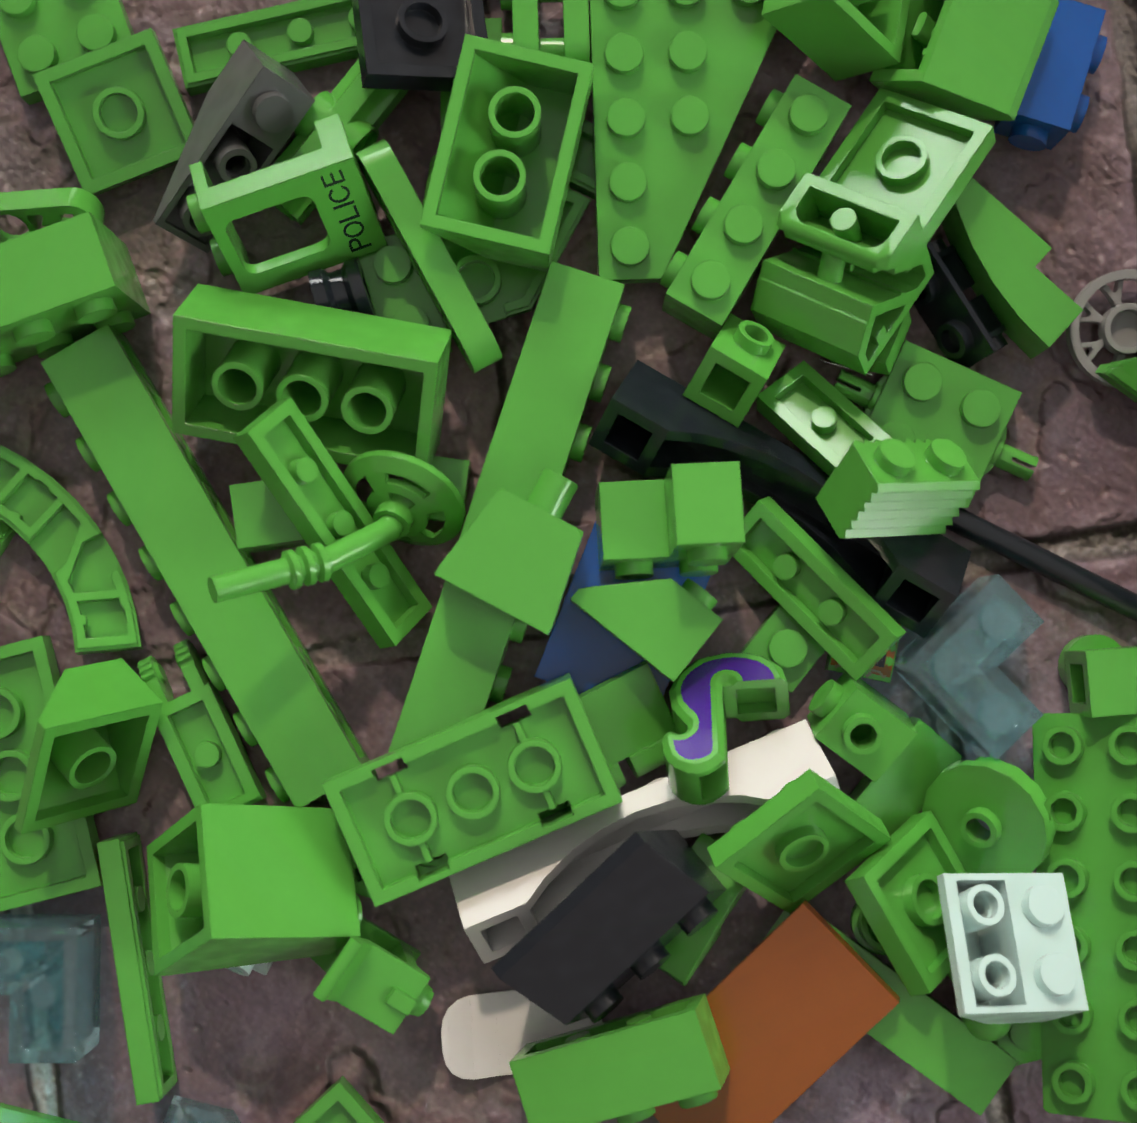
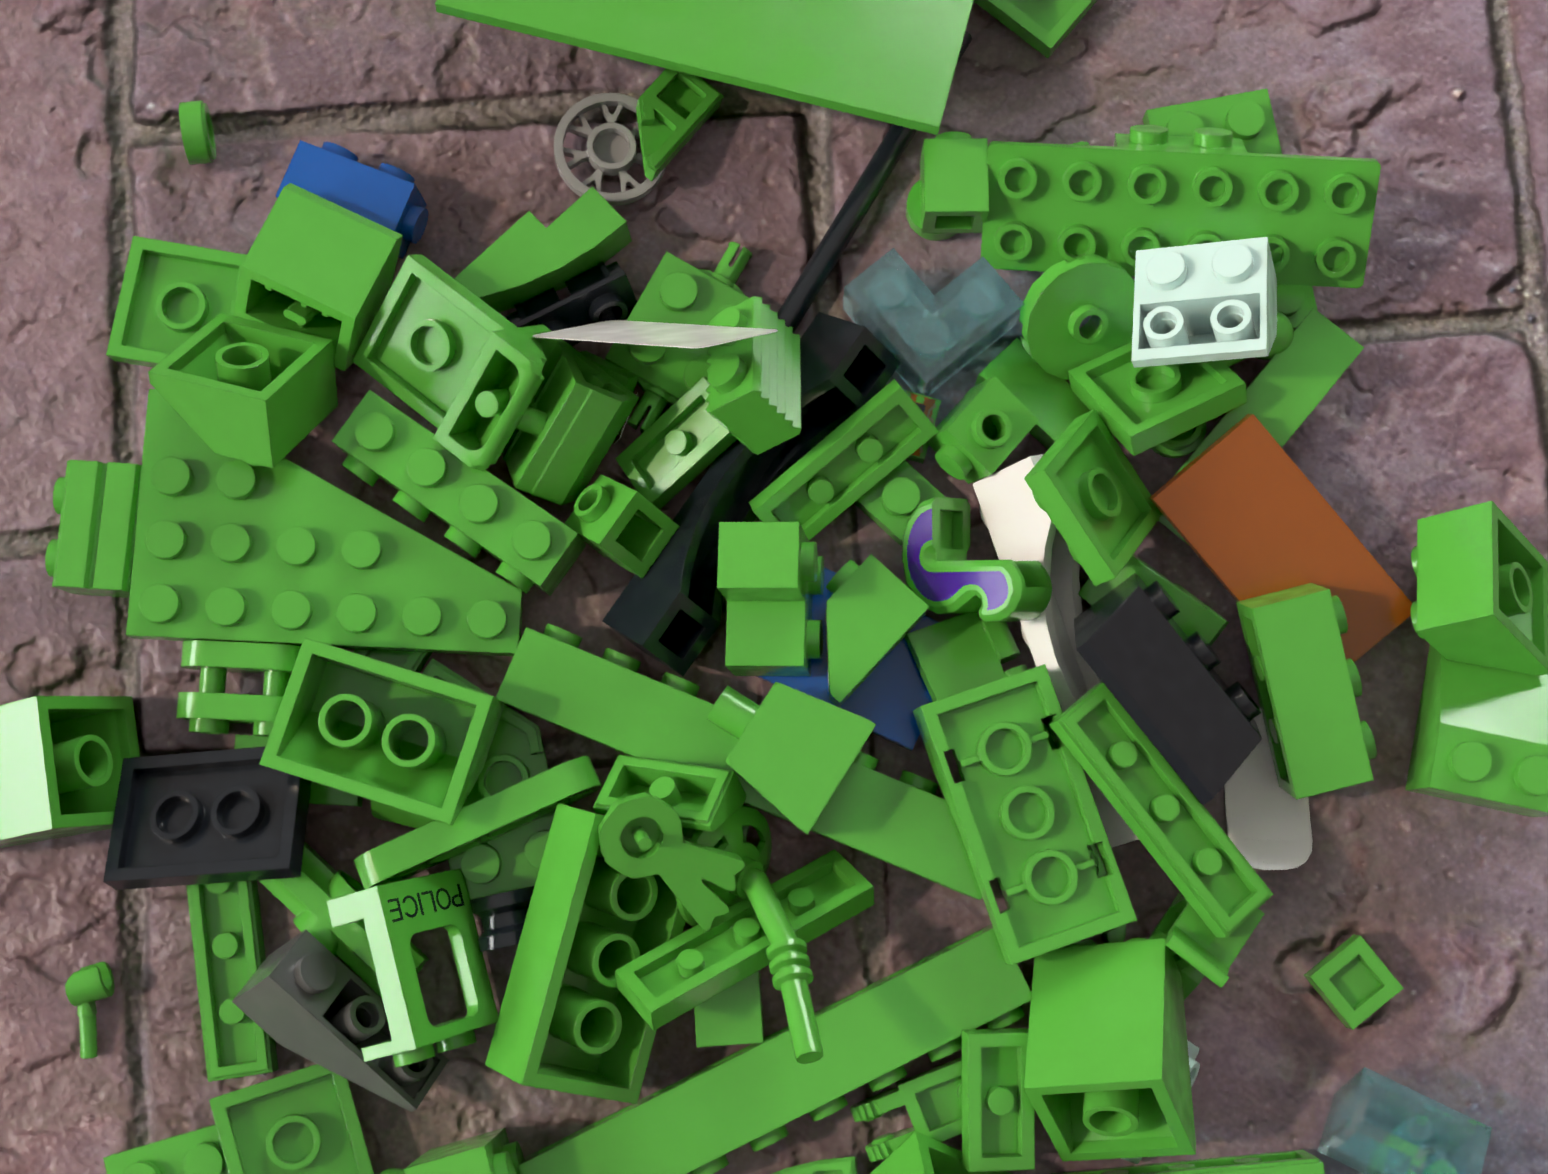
camera: 85 degrees left, 5 degrees down
(179, 778) = (995, 1107): none -> bright green plate
(417, 415) = (645, 839): none -> bright green piece
(467, 438) = (697, 793): none -> bright green slope
(483, 926) = (1161, 811): none -> bright green tile
(929, 382) = (655, 333): none -> white sticker

